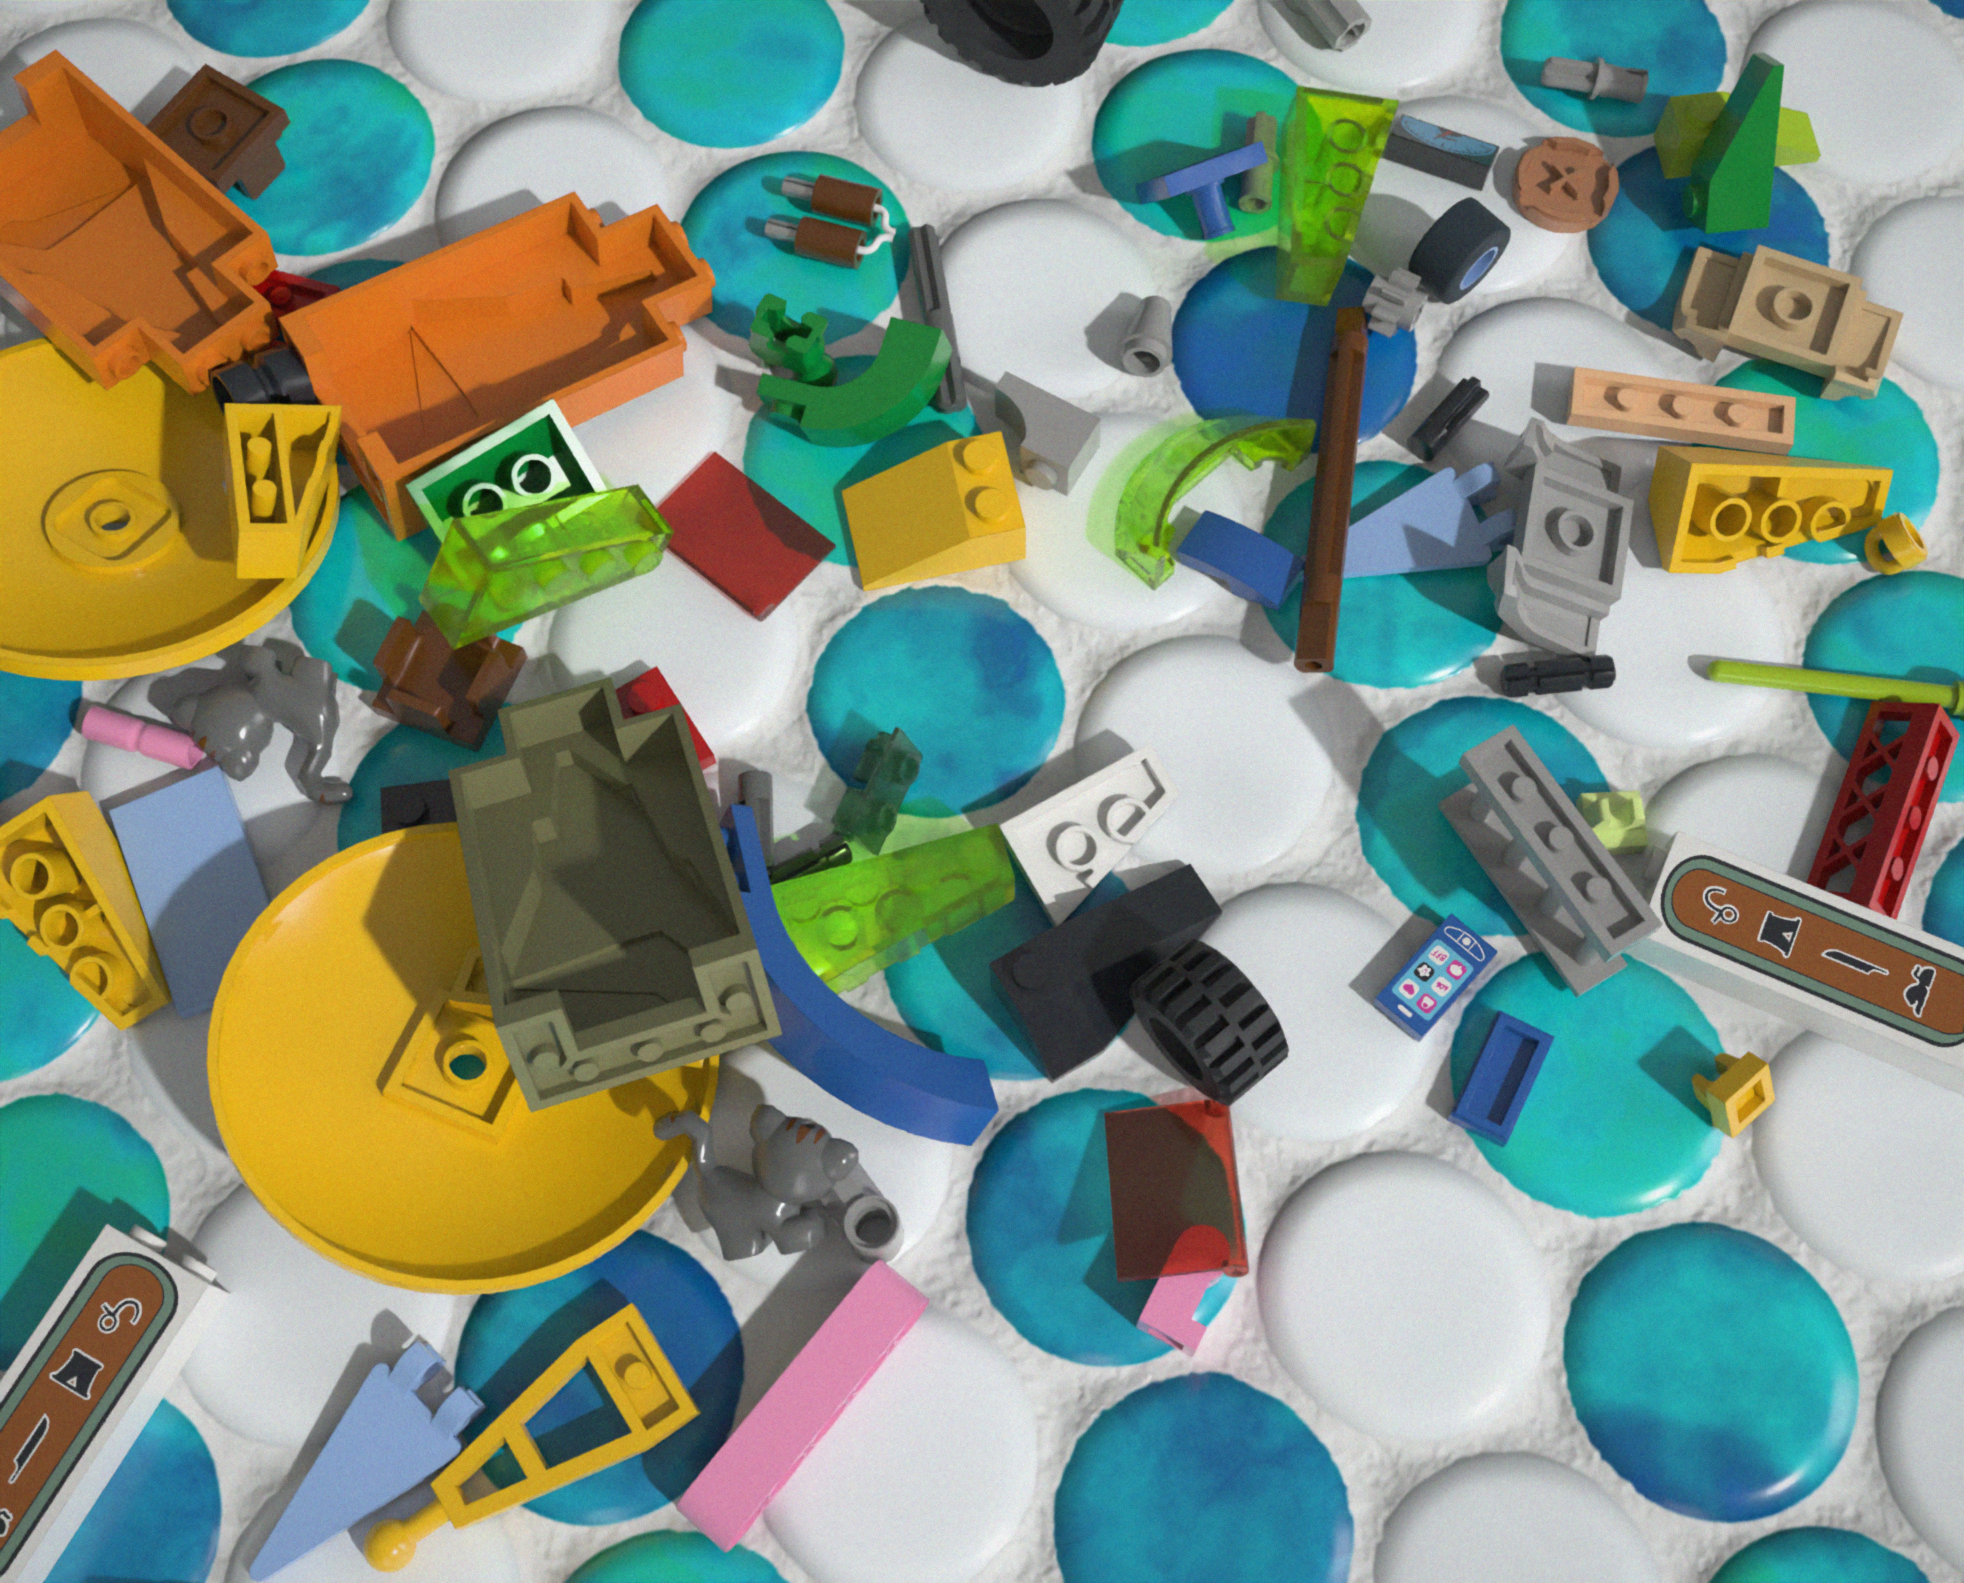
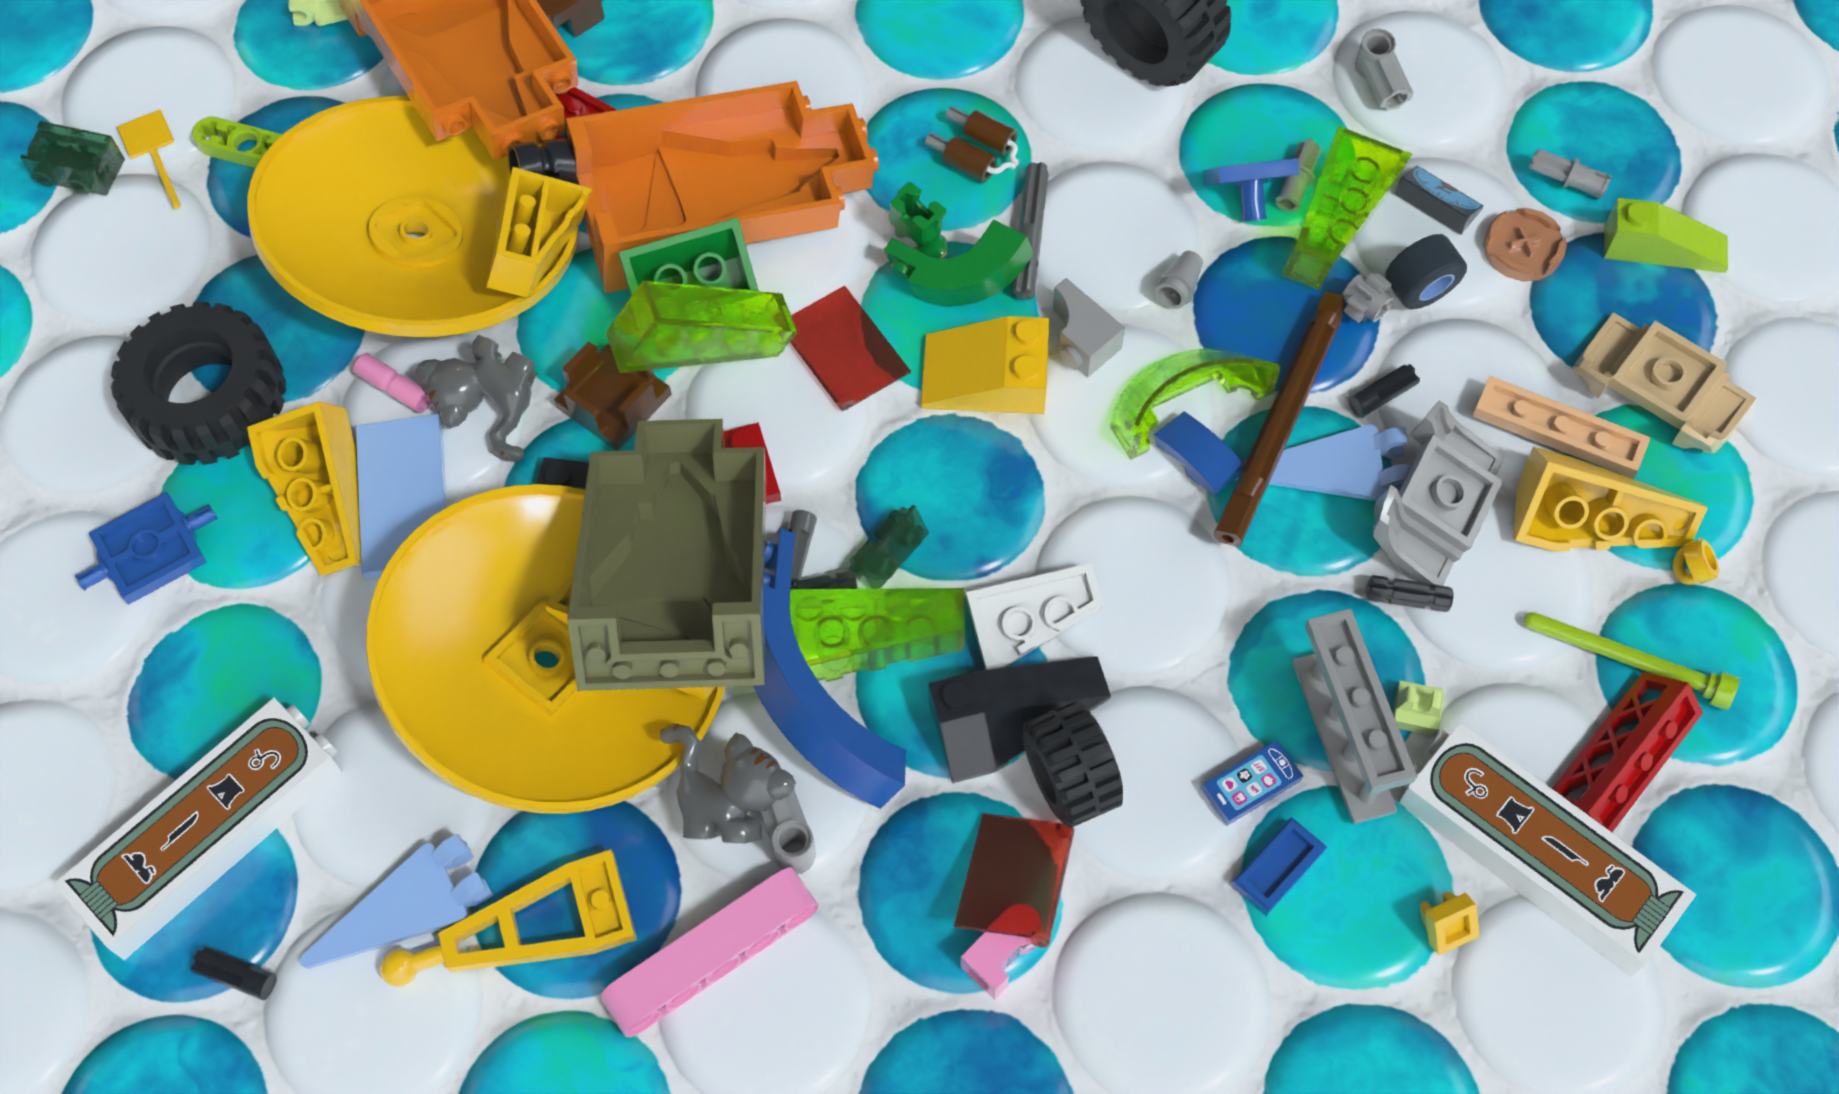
camera: 15 degrees right, 5 degrees down
(1737, 161) = (1654, 255): green slope -> none

